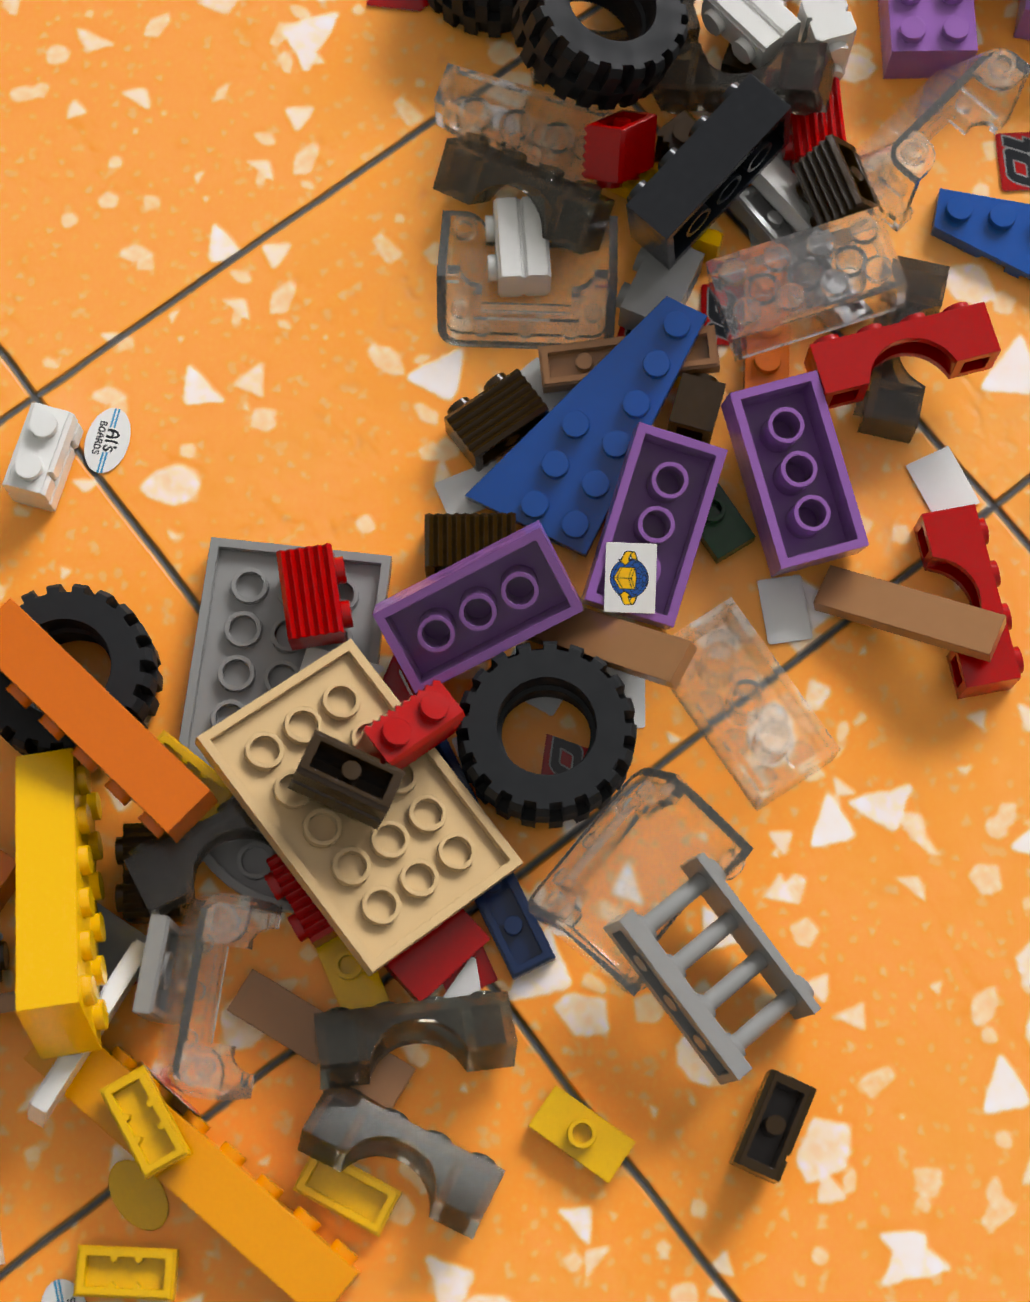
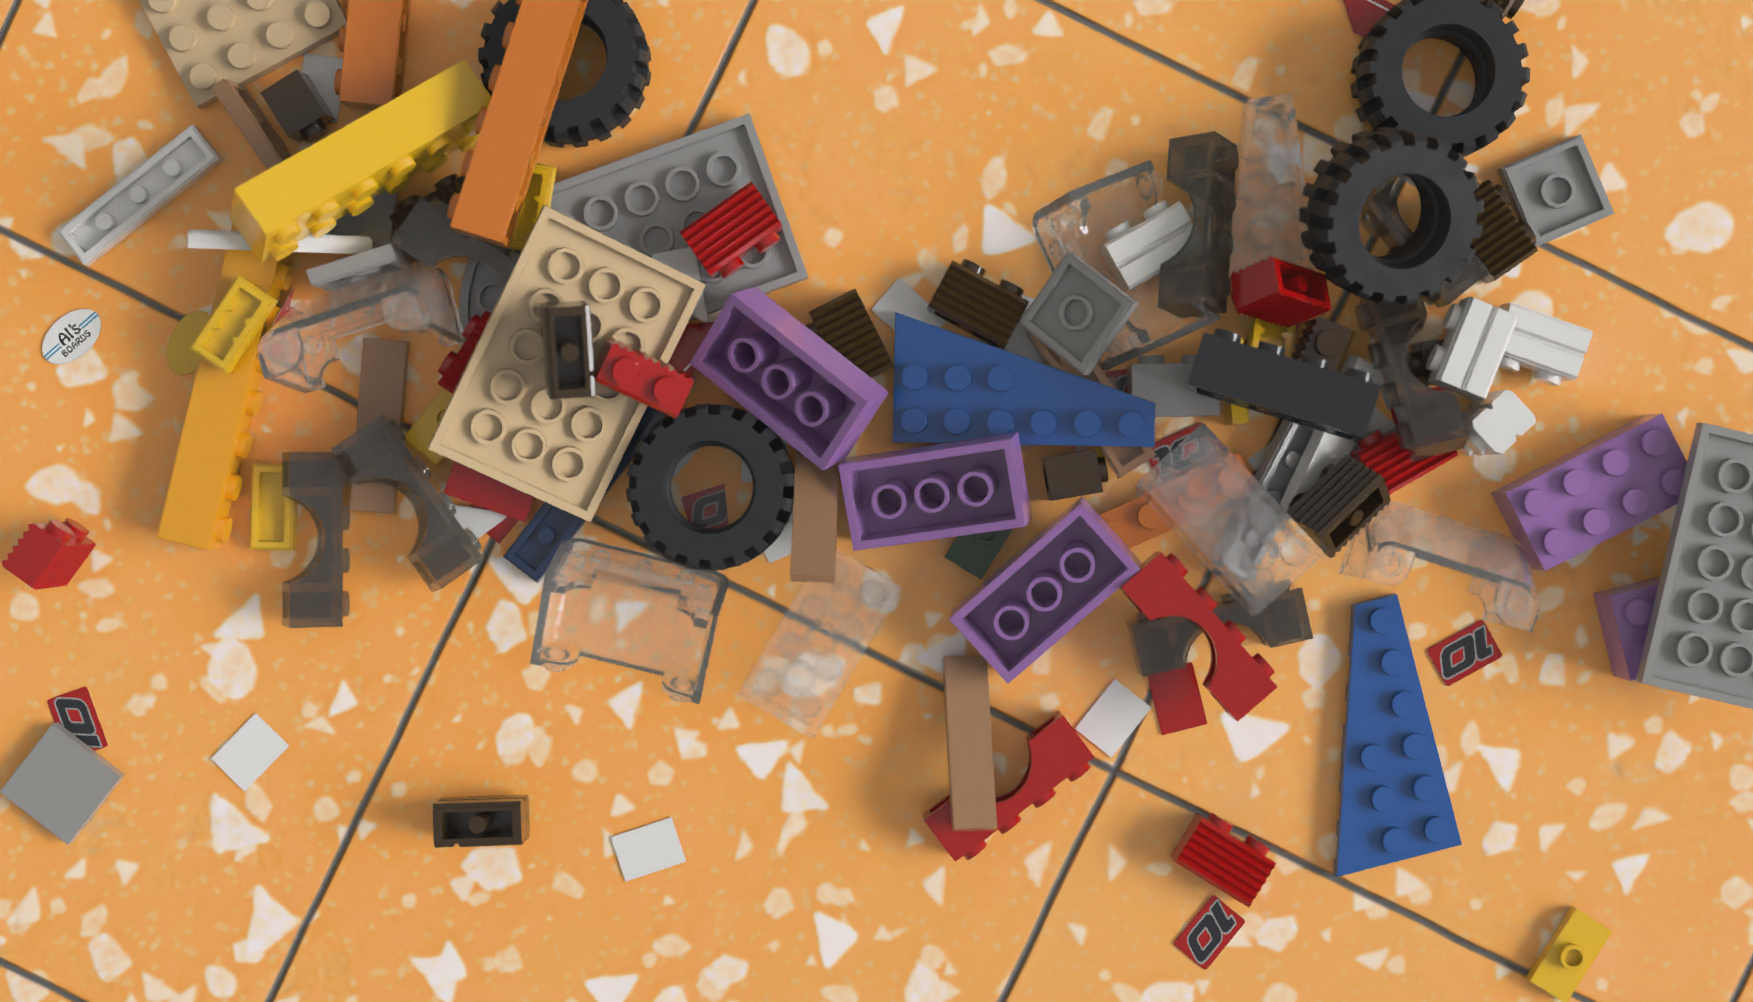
camera: 65 degrees right, 15 degrees up
(126, 1272) = (125, 366): yellow plate -> none
(550, 325) = (1078, 313): none -> light grey tile
(581, 1134) = (408, 670): yellow plate -> none
(630, 577) = (875, 495): white sticker -> none
(666, 973) = (556, 682): light grey fence -> none
(784, 609) = (929, 634): white sticker -> none
(875, 981) = (648, 849): none -> white sticker
(951, 420) = (1177, 699): none -> red sticker

